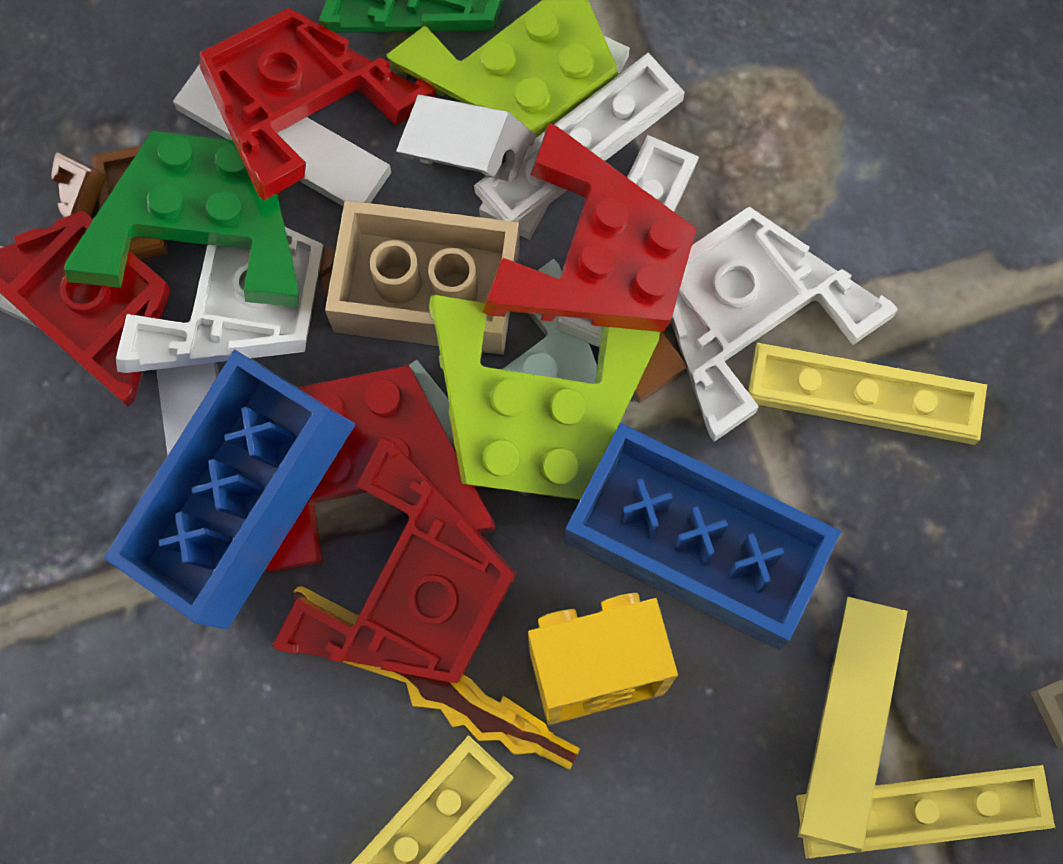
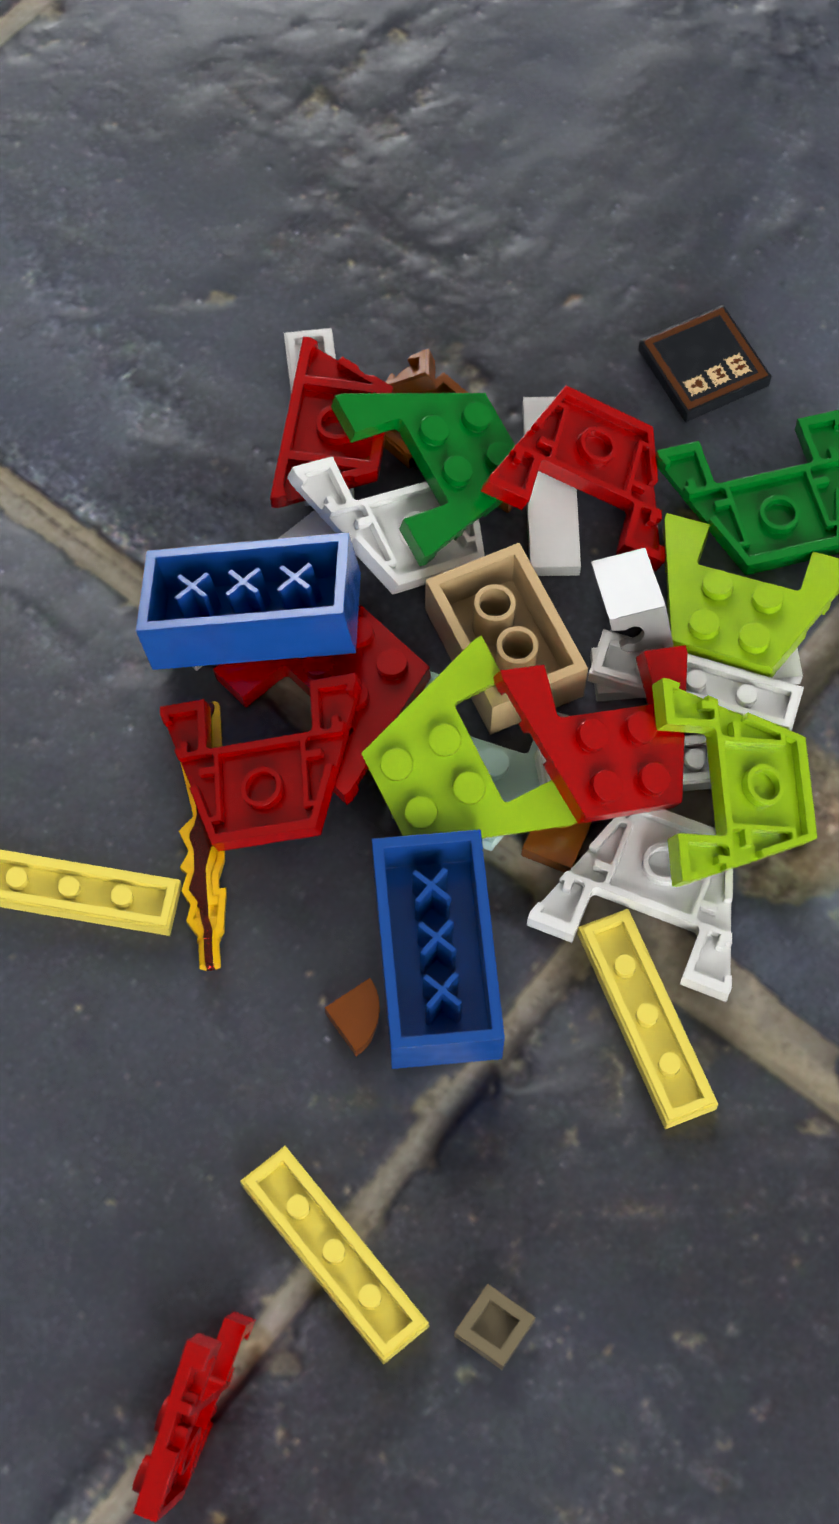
camera: 55 degrees right, 10 degrees down
(601, 658) = (283, 916): yellow brick -> none
(709, 650) = (356, 1015): none -> dark orange tile
(719, 156) = (756, 785): none -> lime wing
(853, 725) = (366, 1152): light yellow tile -> none

